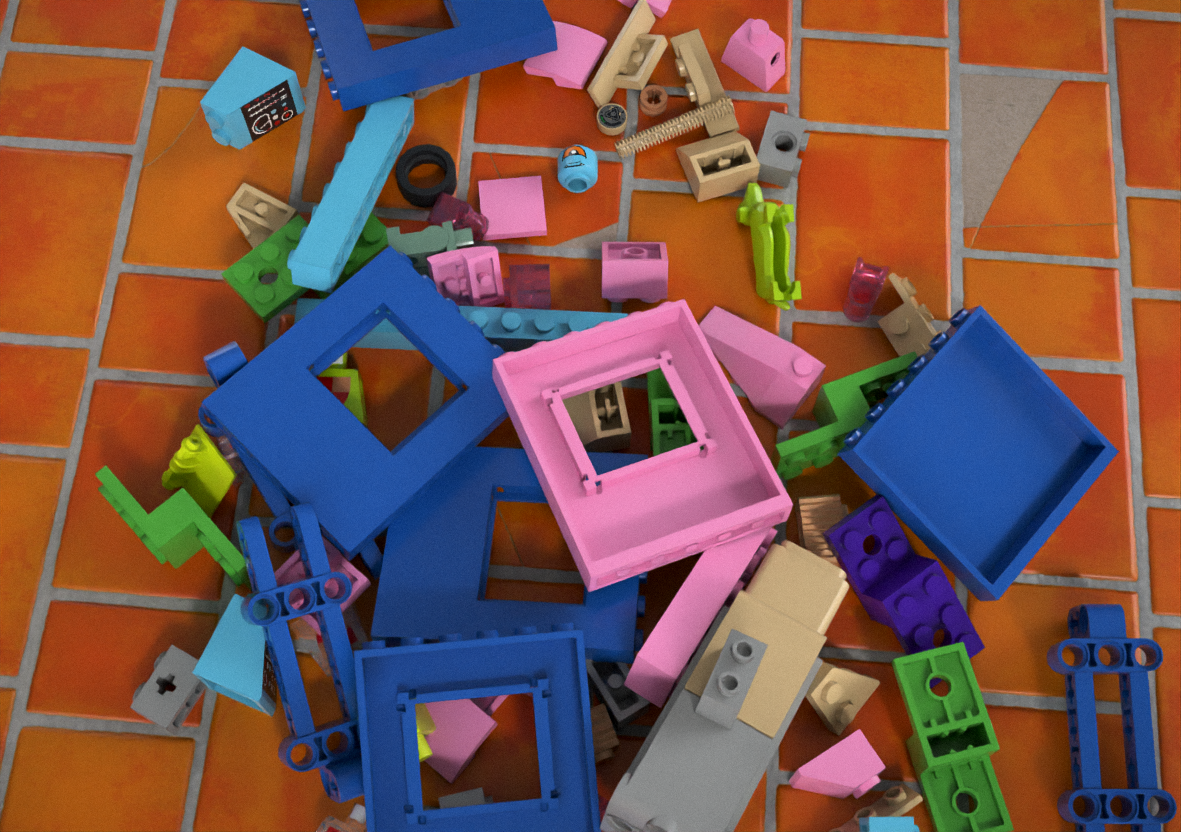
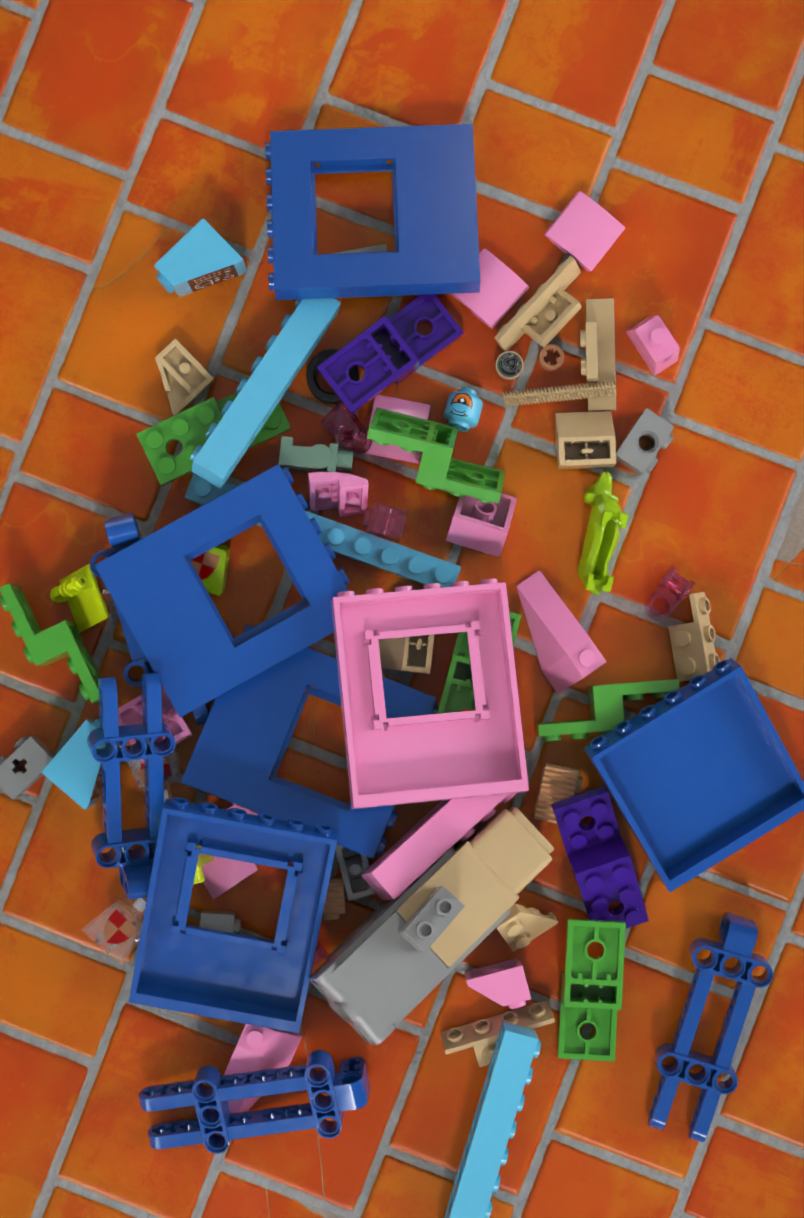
camera: 15 degrees right, 20 degrees up
(479, 129) = (390, 351): none -> dark purple bracket
(564, 211) = (436, 467): none -> bright green bracket

